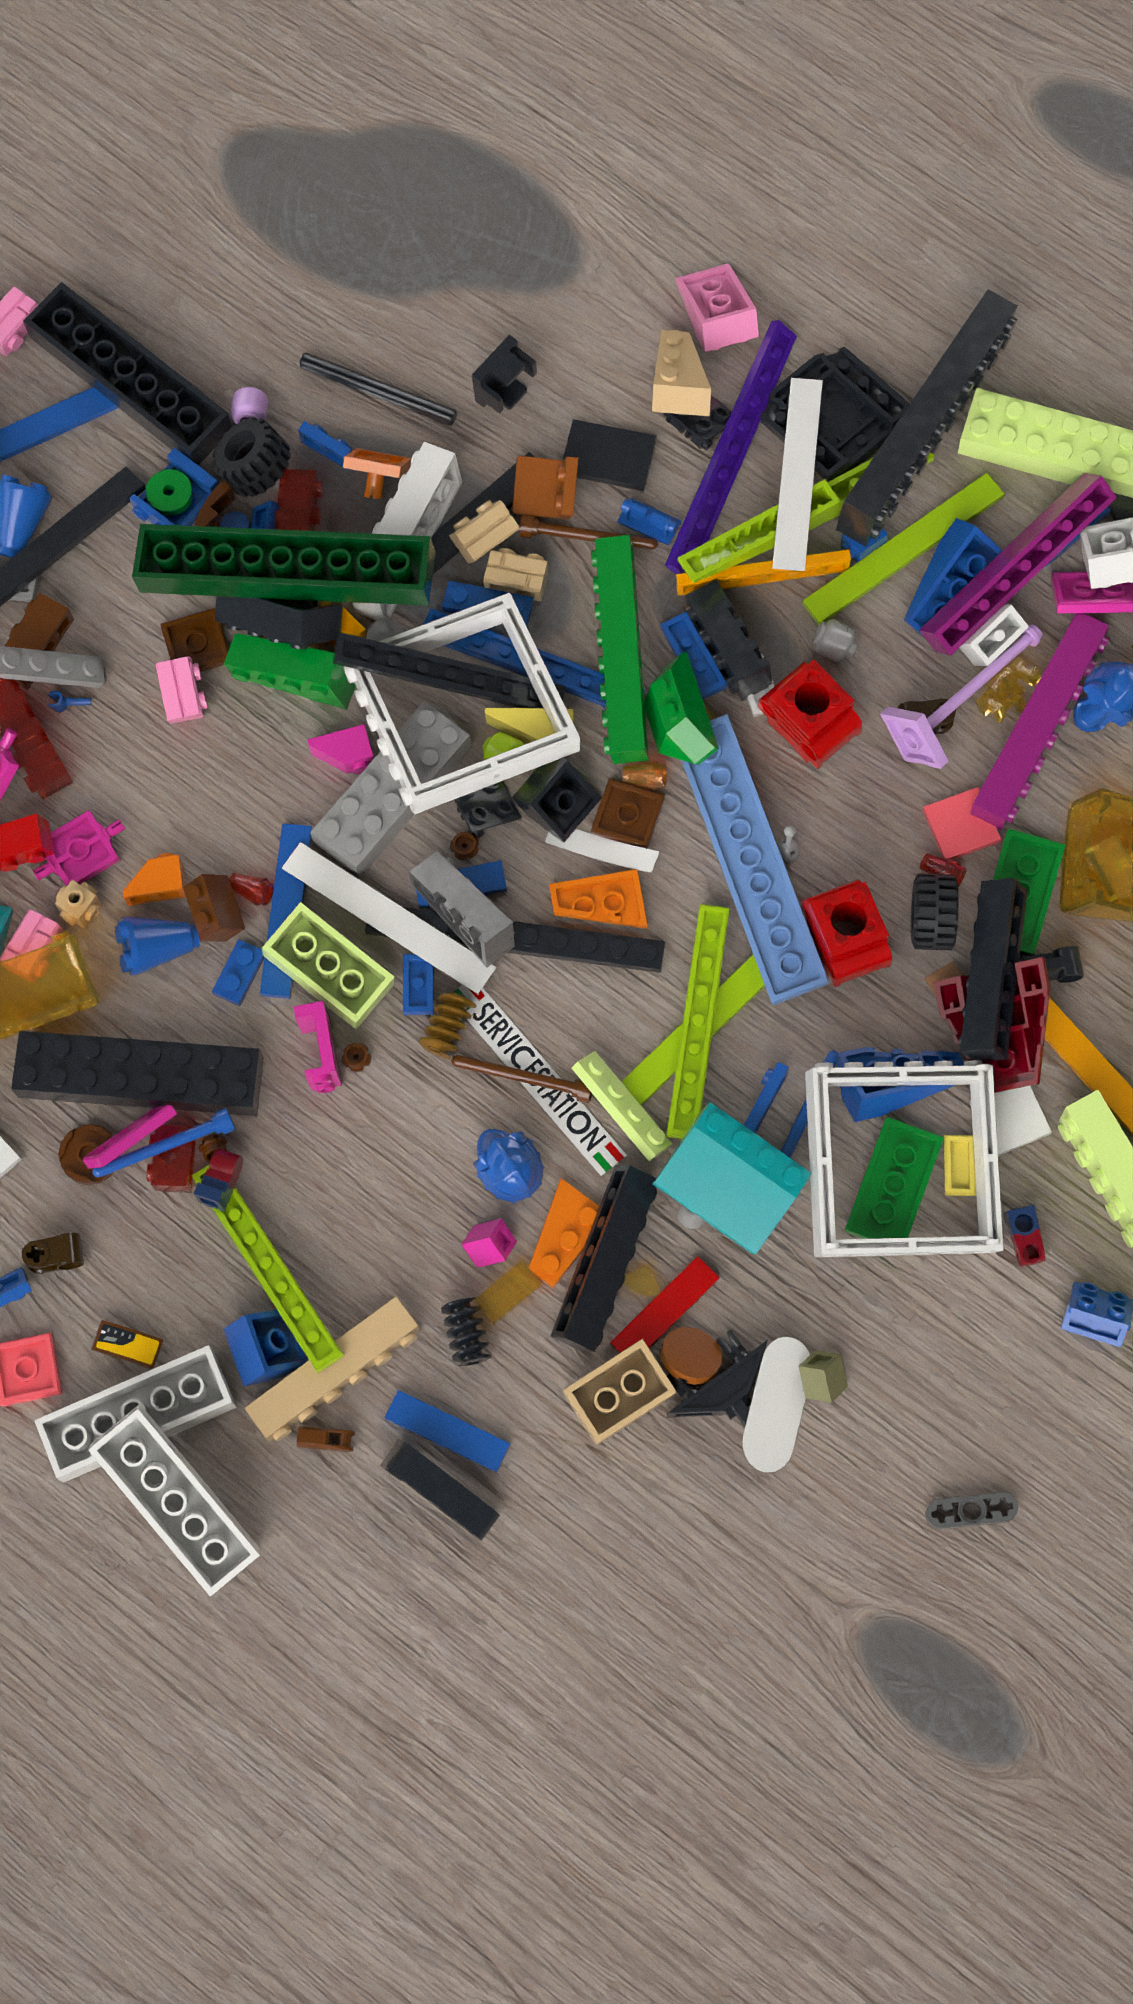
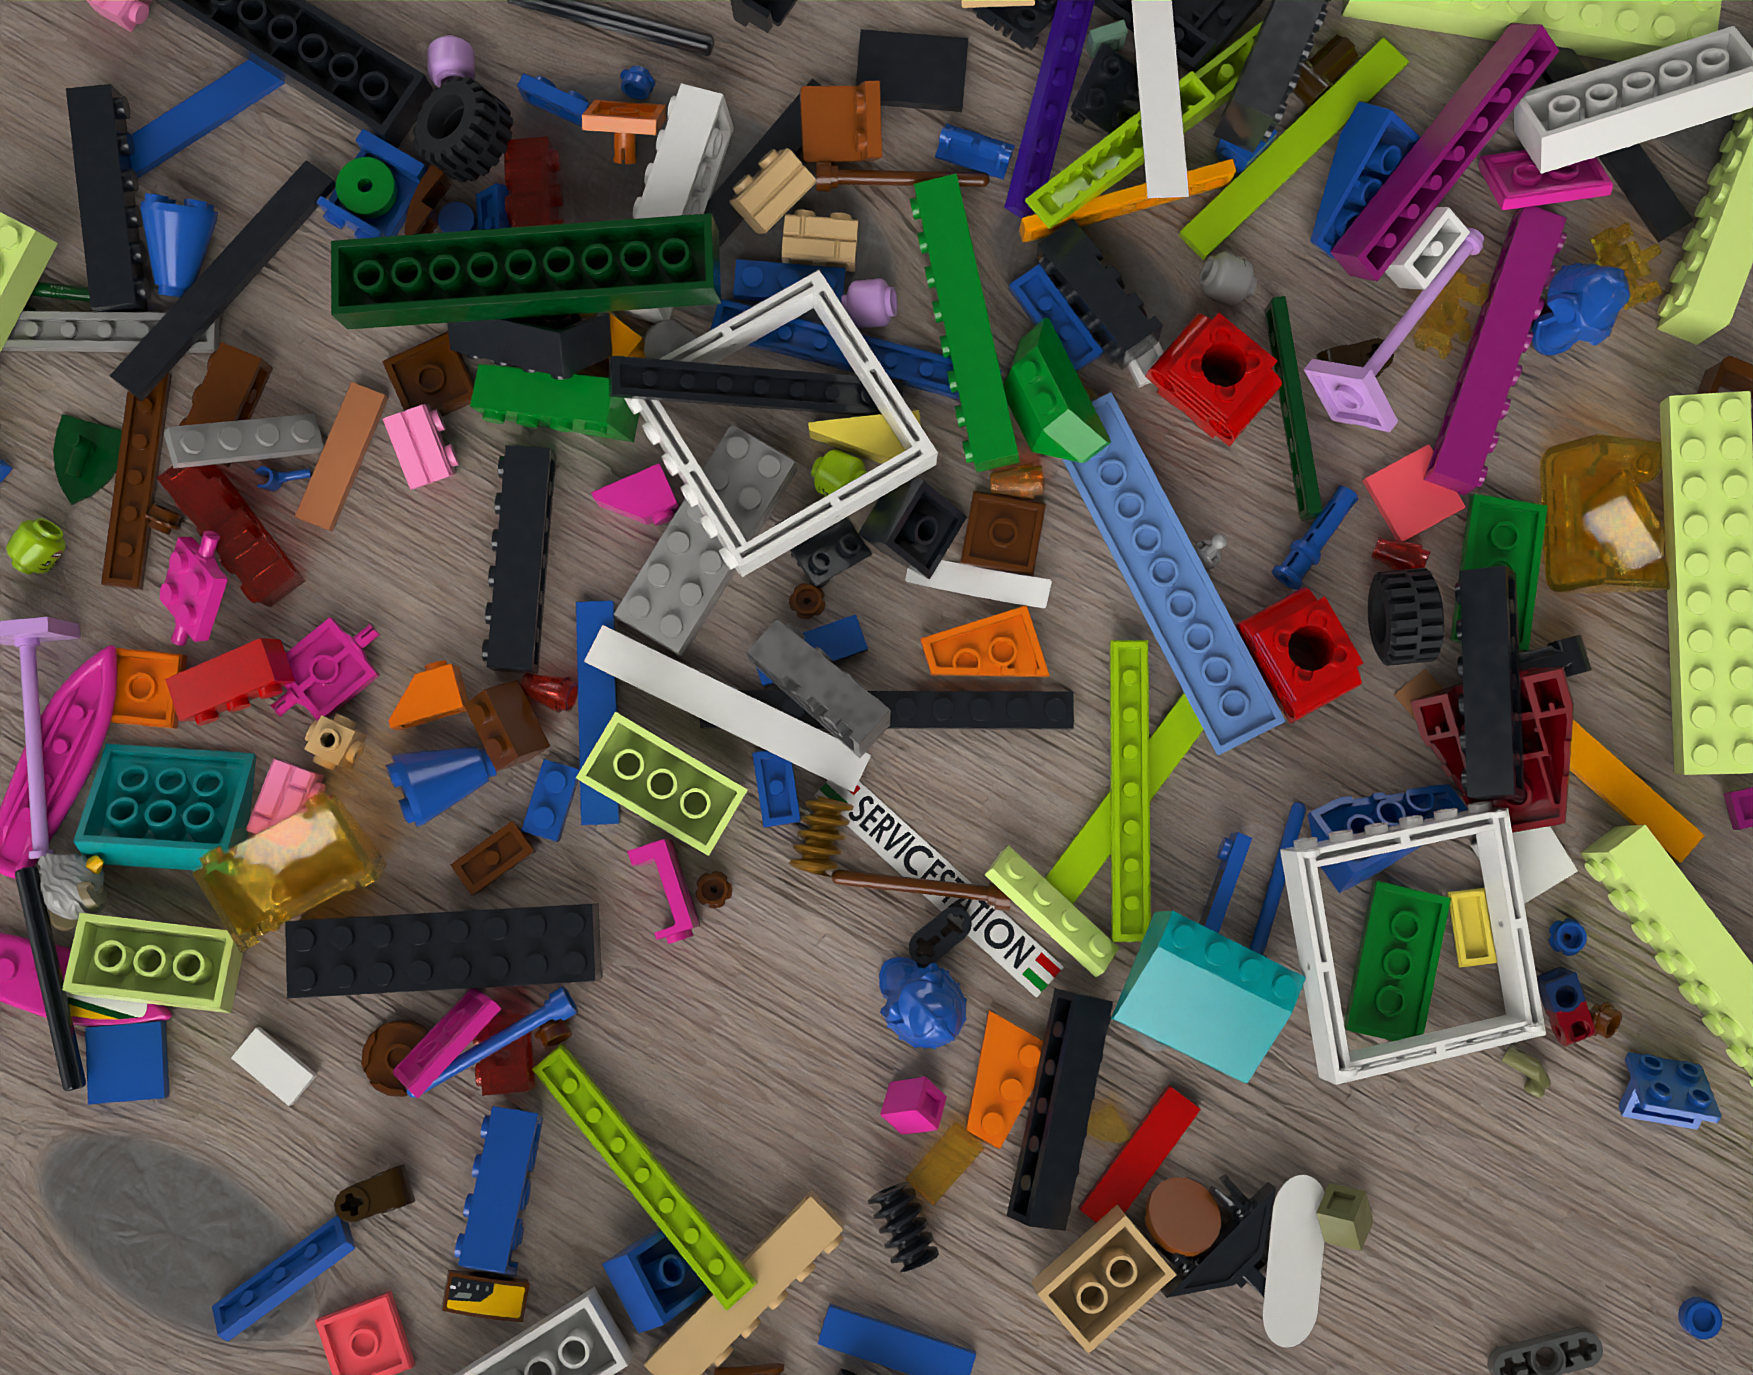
camera: 15 degrees left, 10 degrees up
(116, 692) = (341, 457): none -> nougat tile
(151, 1263) = (499, 1191): none -> blue wedge
(186, 1009) = (493, 858): none -> reddish brown plate
(219, 1180) = (568, 1076): leg -> none
(244, 785) = (520, 559): none -> black brick
(391, 439) = (637, 82): none -> blue plate
(527, 1108) = (946, 942): none -> black beam
(548, 625) = (870, 303): none -> lavender head
(757, 487) = (1108, 92): none -> black hinge
(765, 449) = (1112, 35): none -> sand green tile
(867, 856) = (1307, 550): none -> blue pin
(872, 746) = (1293, 409): none -> dark green tile
(928, 495) = (1324, 68): none -> dark brown piece
(993, 1282) = (1532, 1068): none -> olive arm
(1036, 1175) = (1577, 936): none -> blue plate
(1057, 1250) = (1605, 1019): none -> reddish brown plate
(1104, 1498) = (1700, 1318): none -> blue tile

